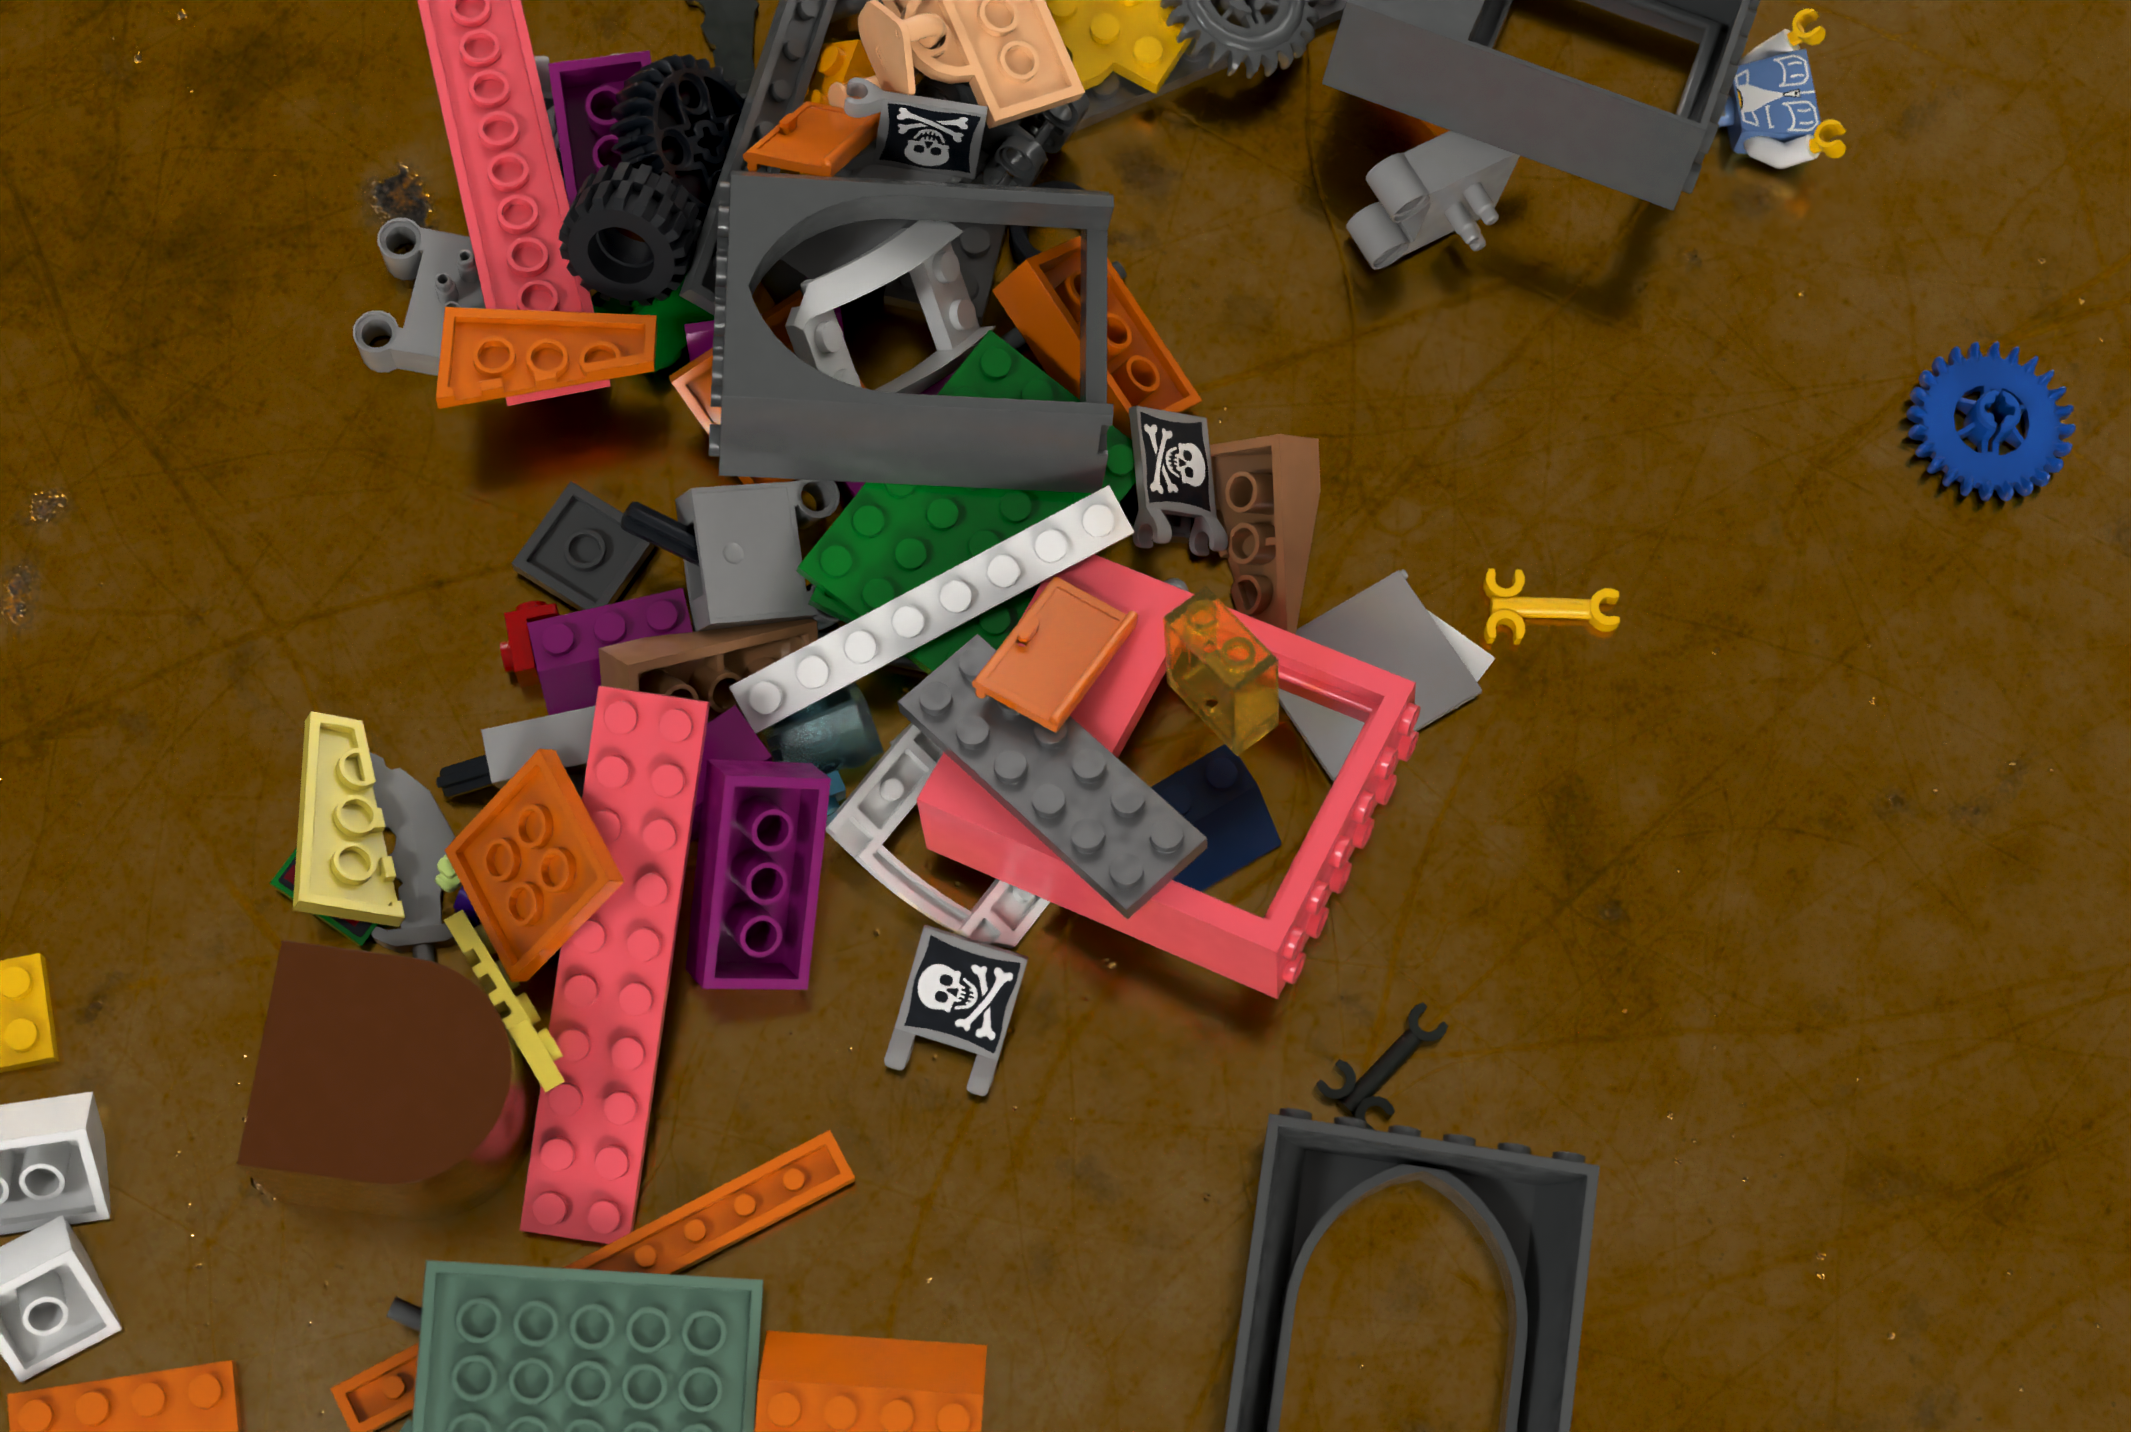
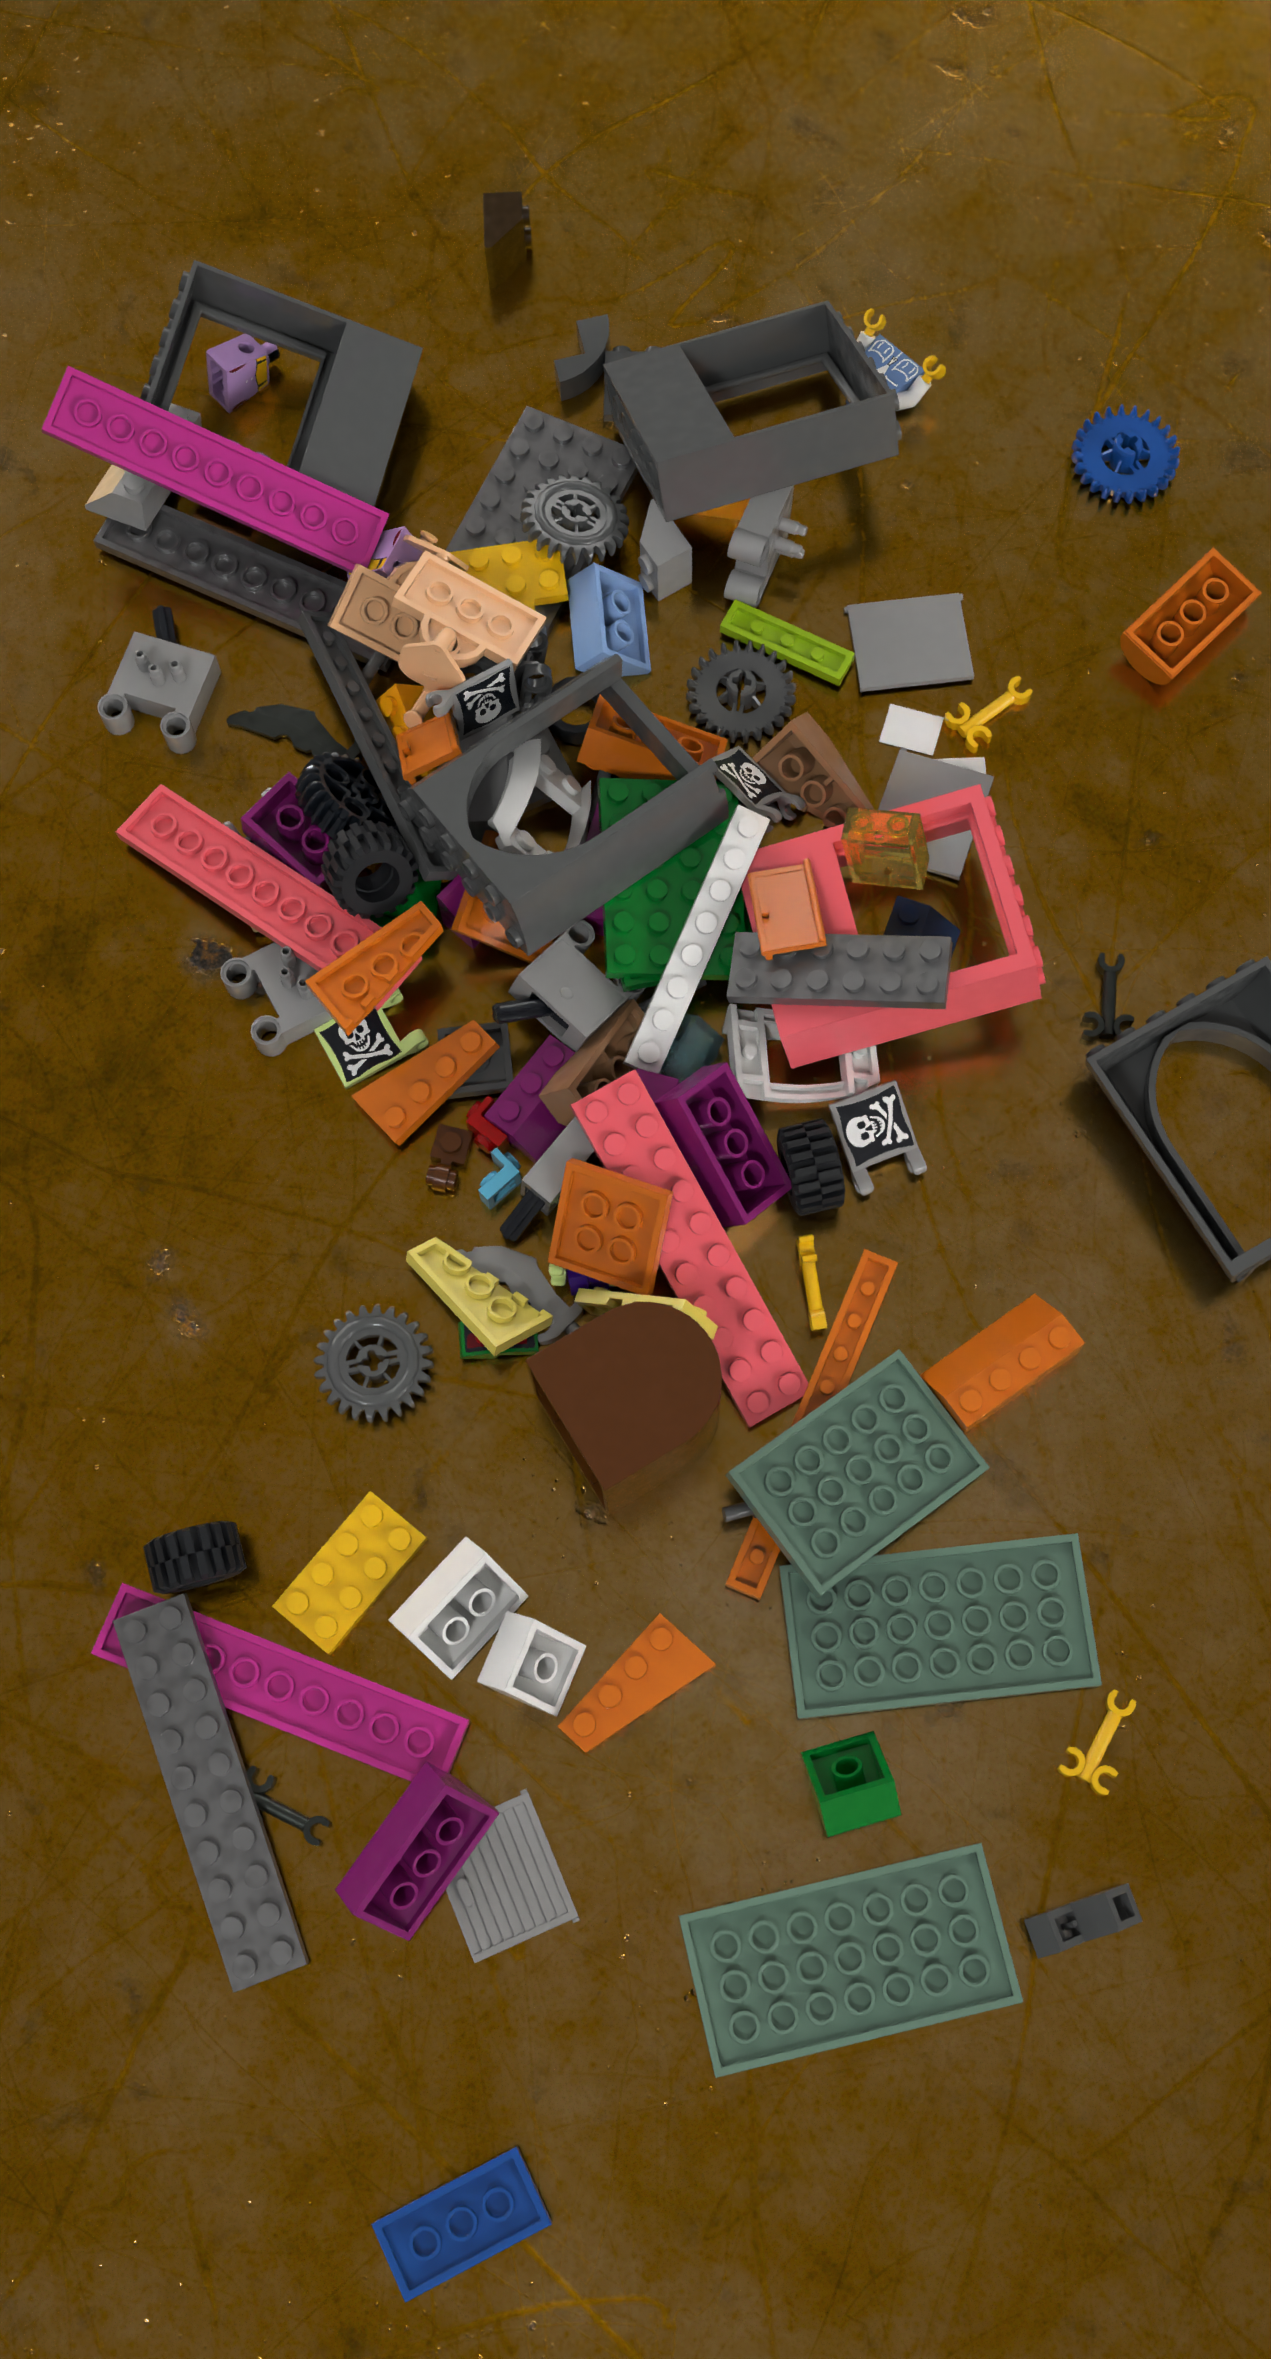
camera: 30 degrees left, 0 degrees up
(209, 832) = (408, 1354): none -> dark grey gear
(469, 631) = (449, 1149): none -> reddish brown plate
(483, 712) = (499, 1185): none -> medium azure bracket
(489, 442) = (370, 1045): none -> flag
(493, 531) = (423, 1083): none -> orange wing
(751, 1088) = (807, 1261): none -> yellow bar
(842, 982) = (812, 1165): none -> black tyre
(1182, 157) = (608, 620): none -> light blue slope
(1282, 326) = (729, 671): none -> dark grey gear
(1305, 126) = (663, 556): none -> light grey slope
(1374, 339) = (790, 642): none -> lime plate
(1436, 557) = (911, 729): none -> white sticker
(1525, 450) = (910, 642): none -> light grey piece
(1885, 678) = (1187, 618): none -> orange brick

